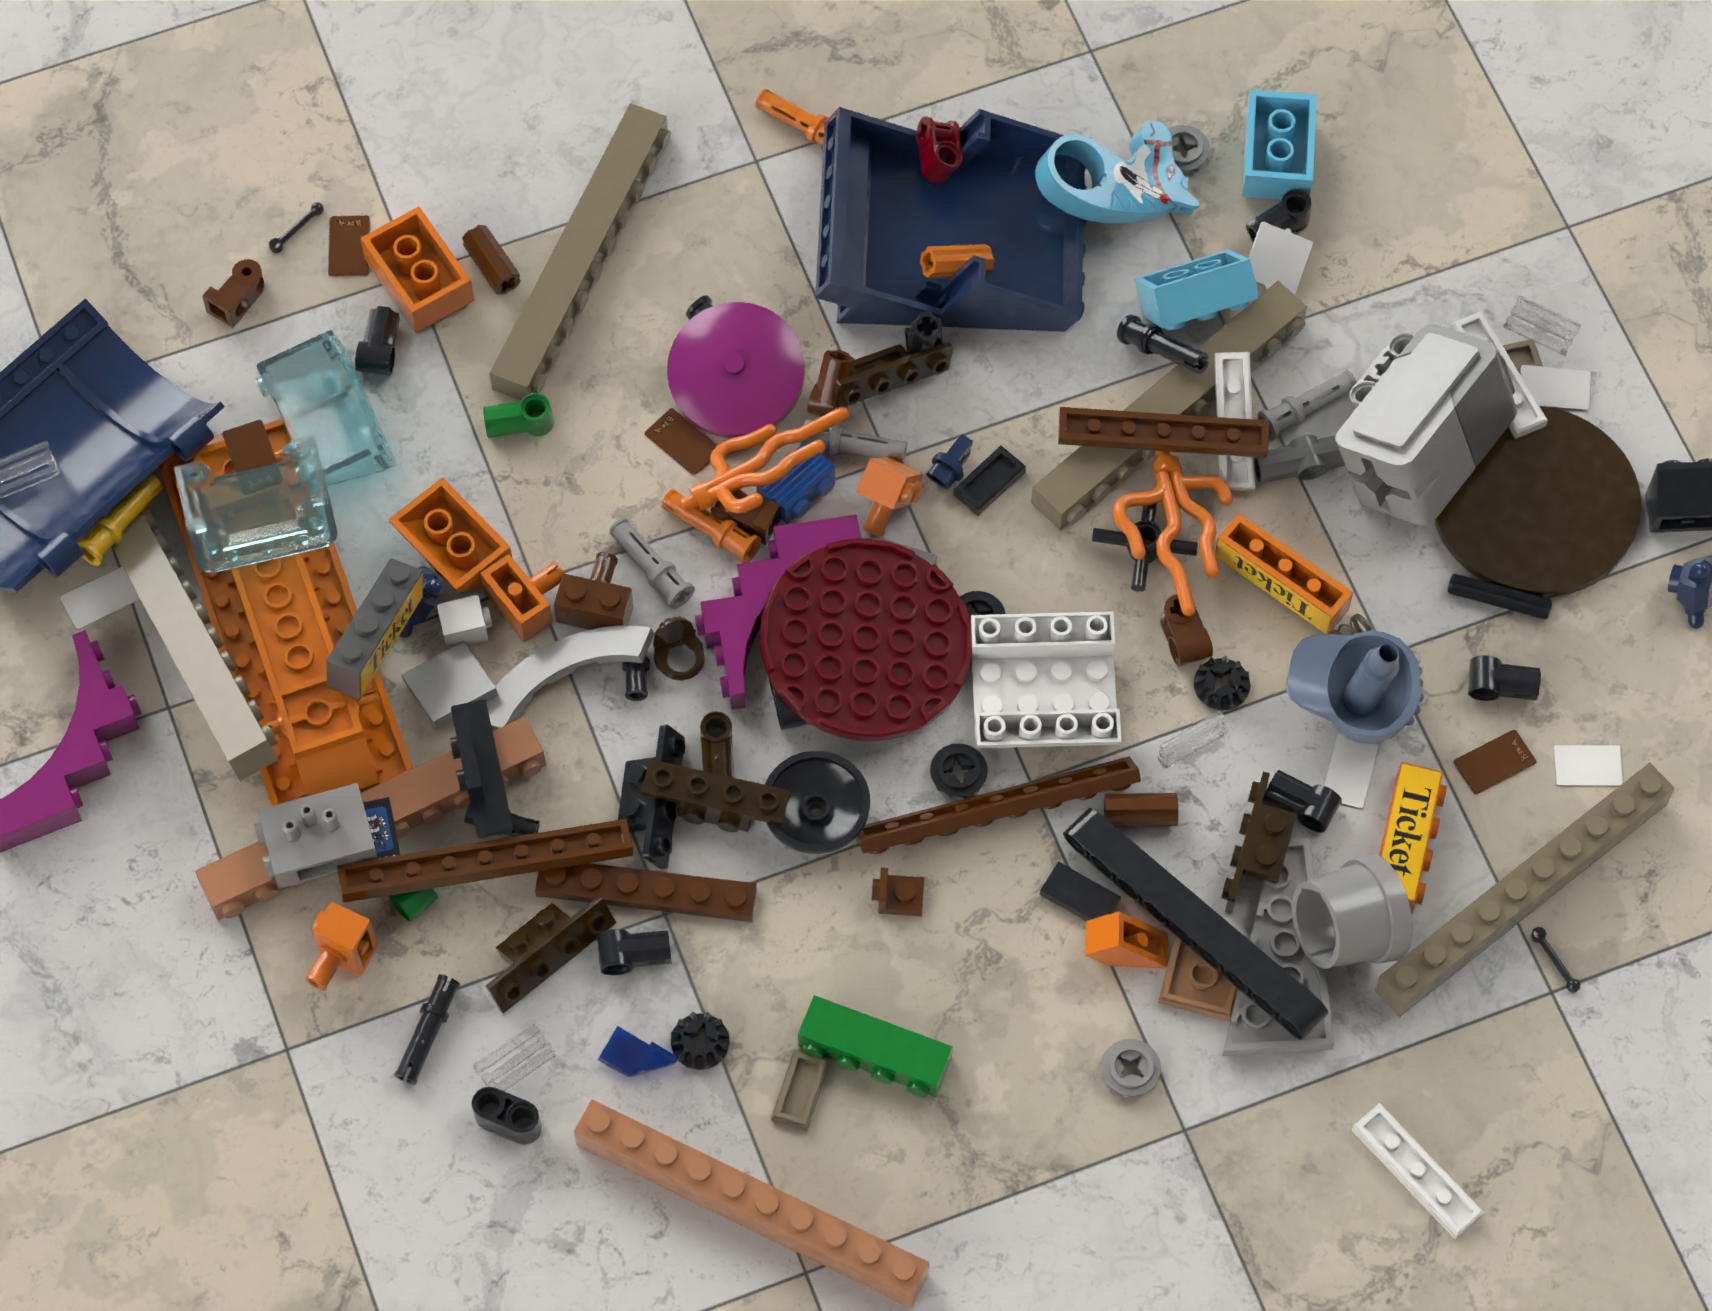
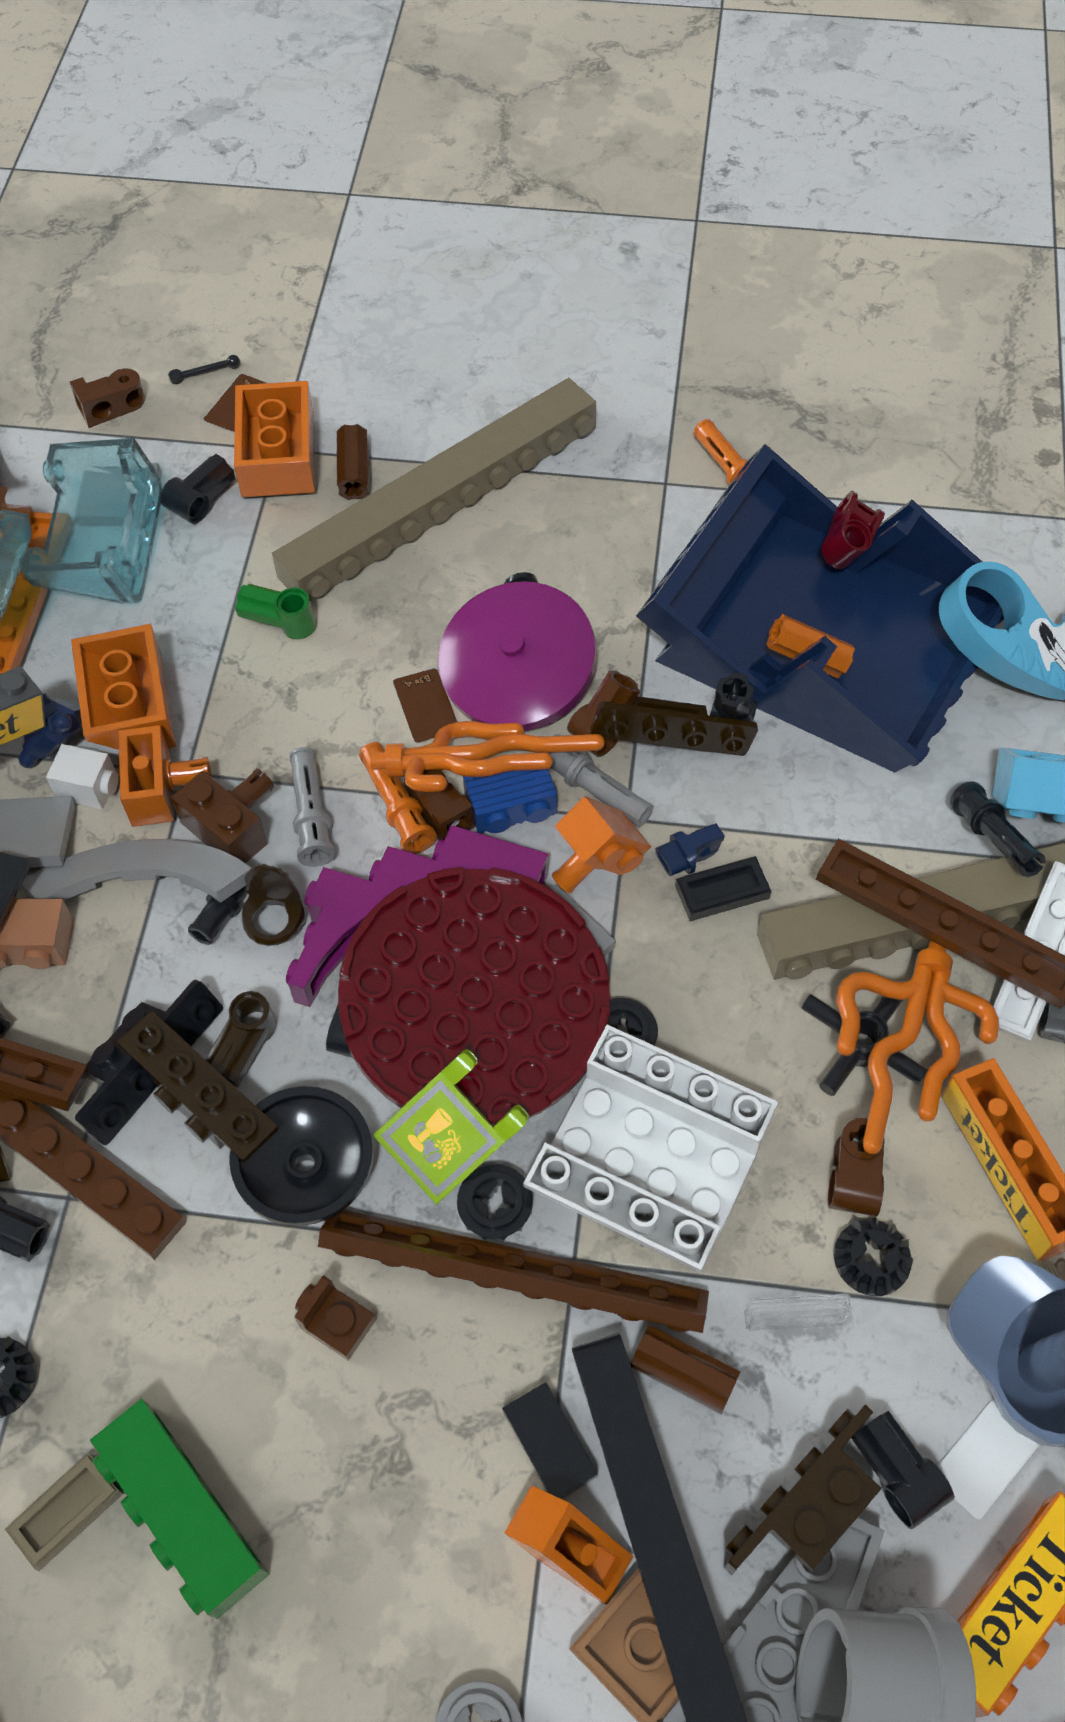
camera: 30 degrees right, 5 degrees down
(903, 742) = (442, 1134): none -> lime flag

